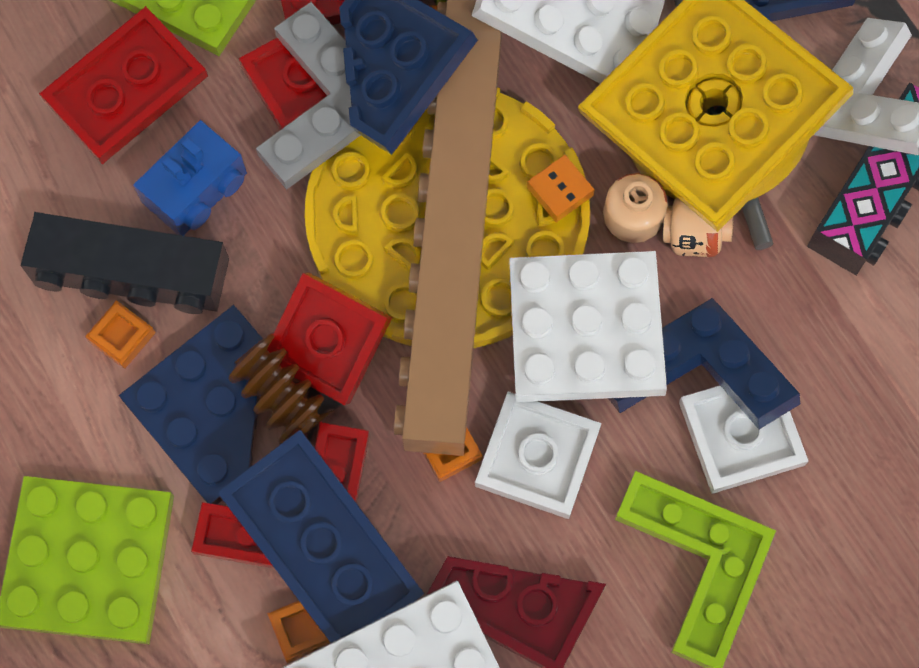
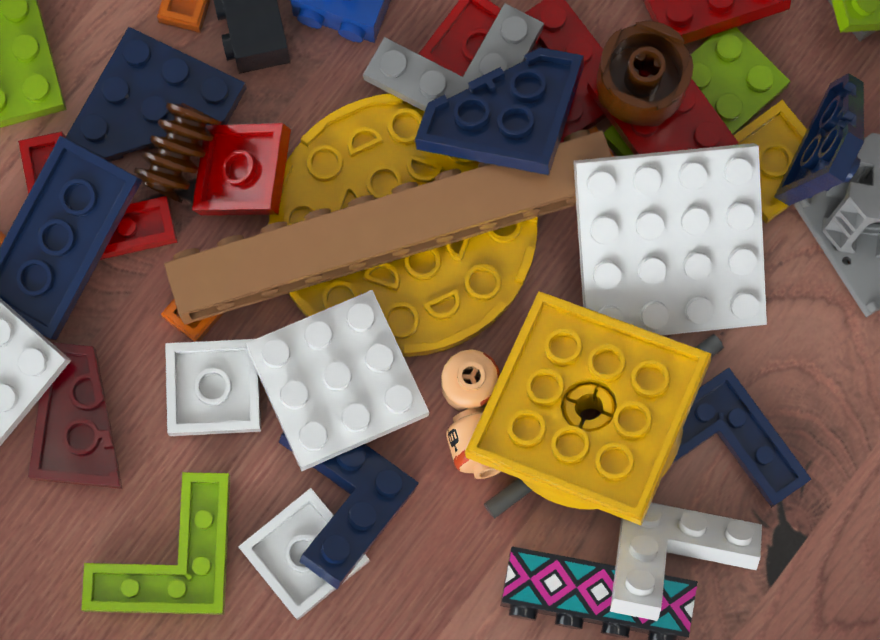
camera: 65 degrees right, 5 degrees up
(560, 188) = (459, 308): orange tile -> none

